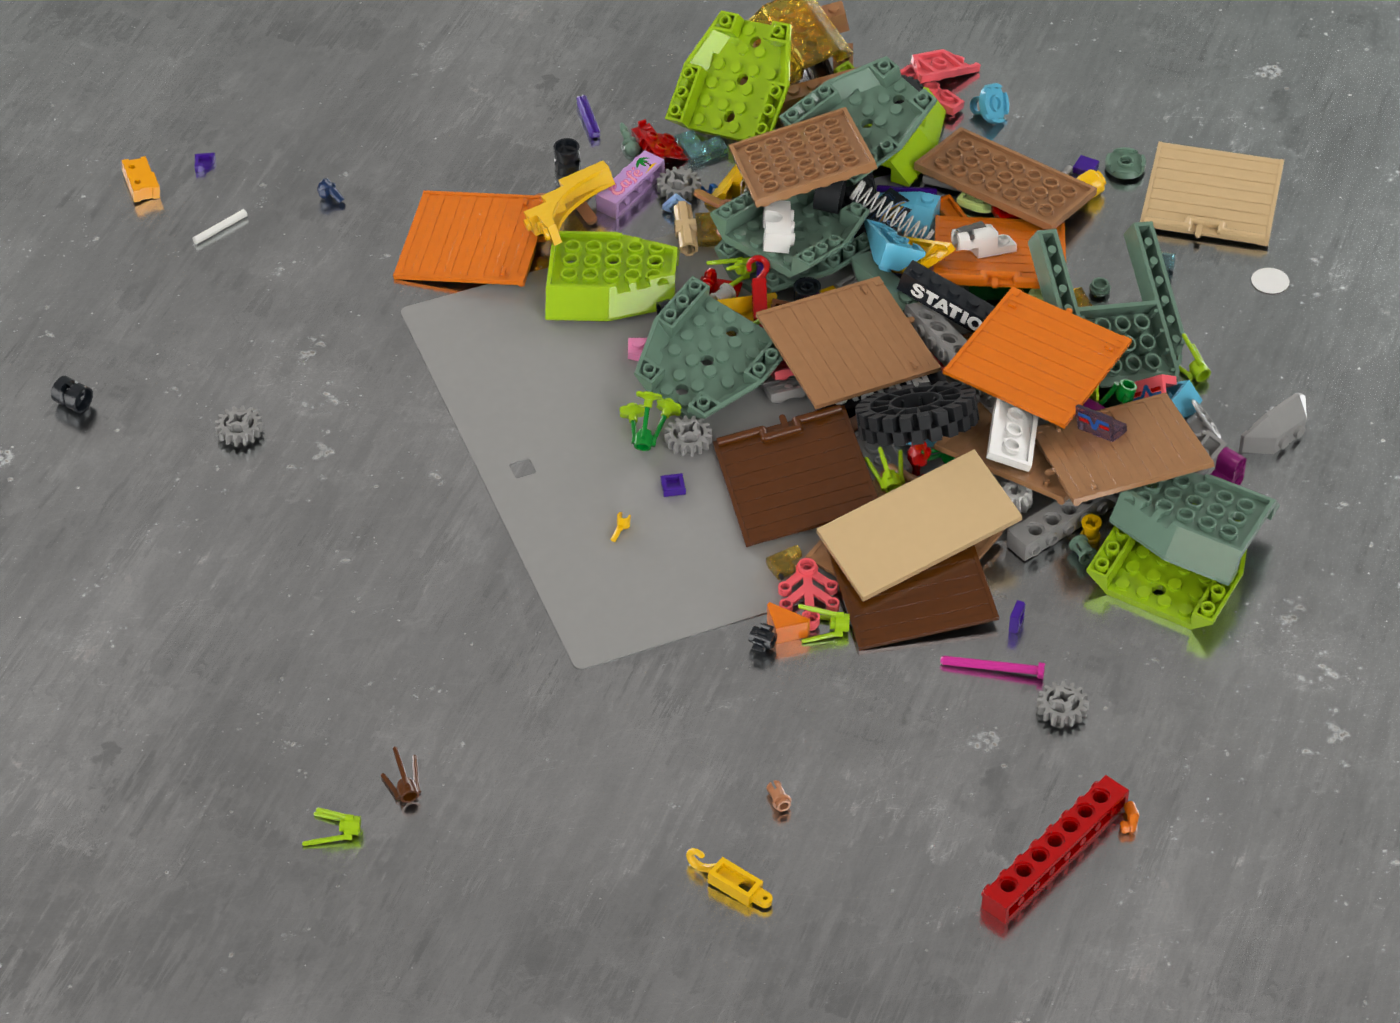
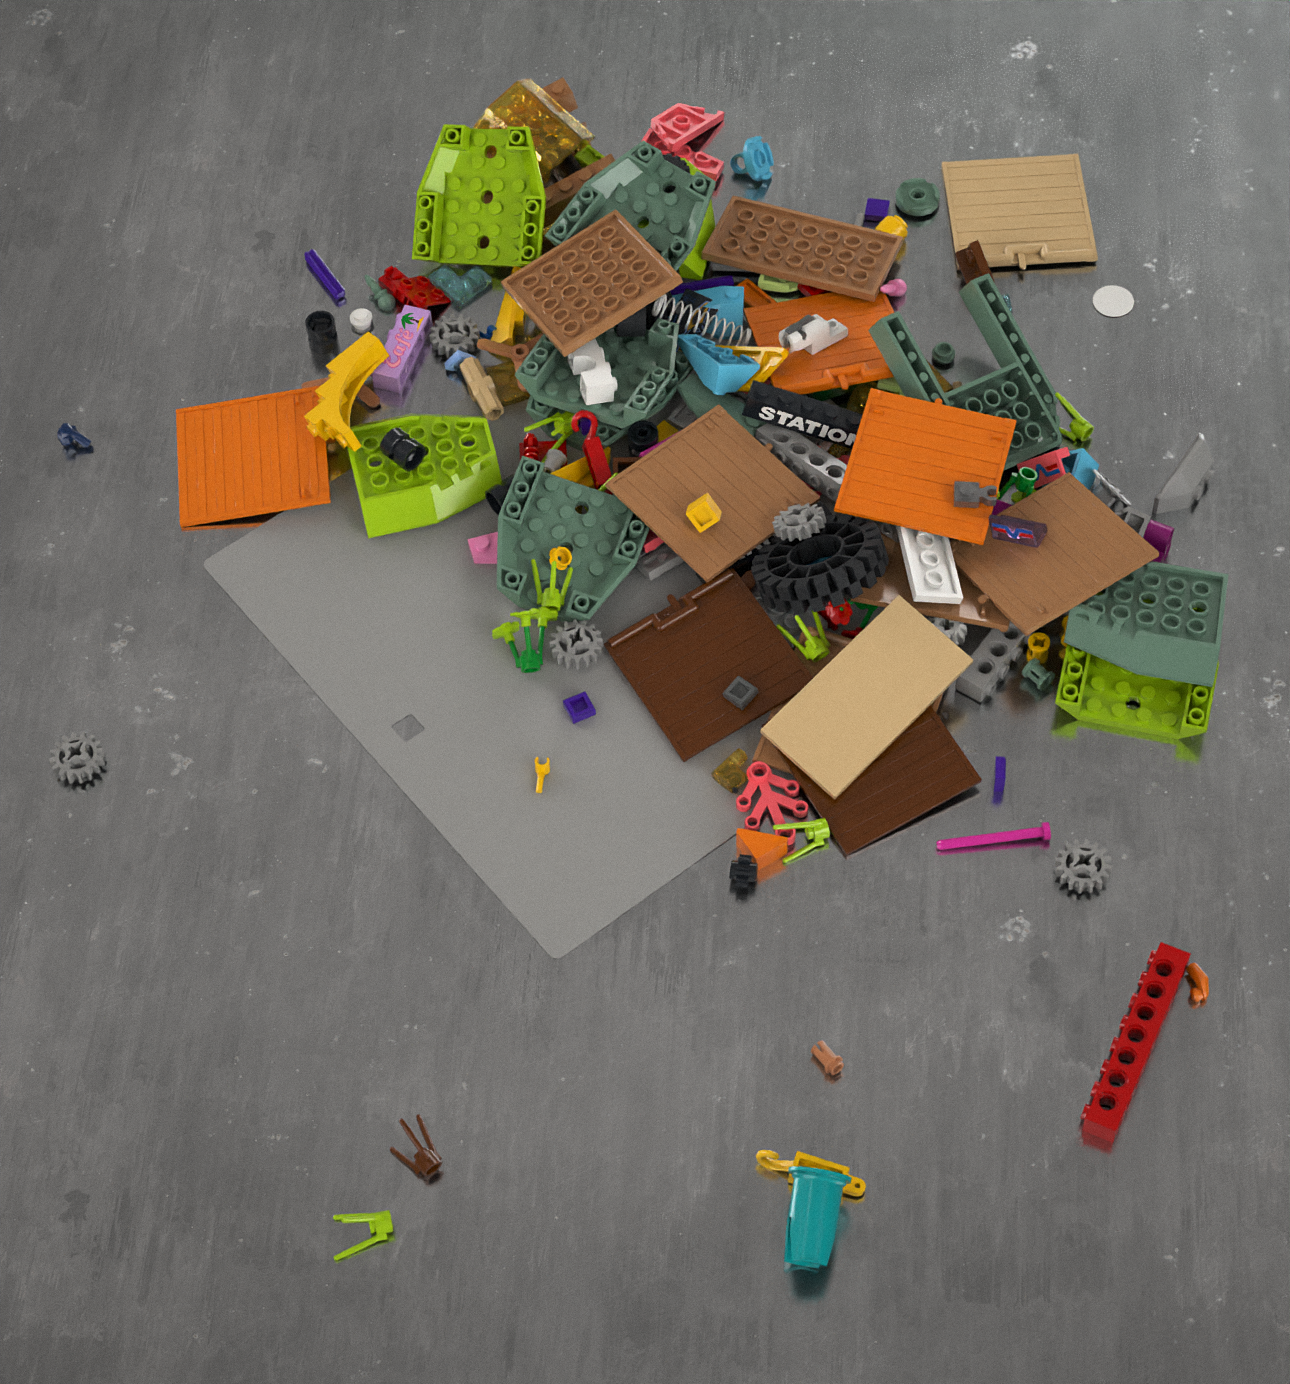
camera: 15 degrees left, 10 degrees up
(595, 252) = (402, 449): none -> black wheel
(605, 154) = (361, 318): none -> white plate
(679, 391) = (551, 597): none -> lime plant
(701, 360) = (564, 554): none -> yellow plate
(714, 902) = (813, 1215): none -> teal piece
(813, 501) = (740, 692): none -> dark grey tile
(831, 352) = (703, 512): none -> yellow panel
(911, 377) = (799, 522): none -> light grey gear
(1066, 385) = (969, 494): none -> flat silver plate
(1075, 227) = (894, 288): none -> bright pink bar
(1153, 214) = (972, 262): none -> reddish brown bracket

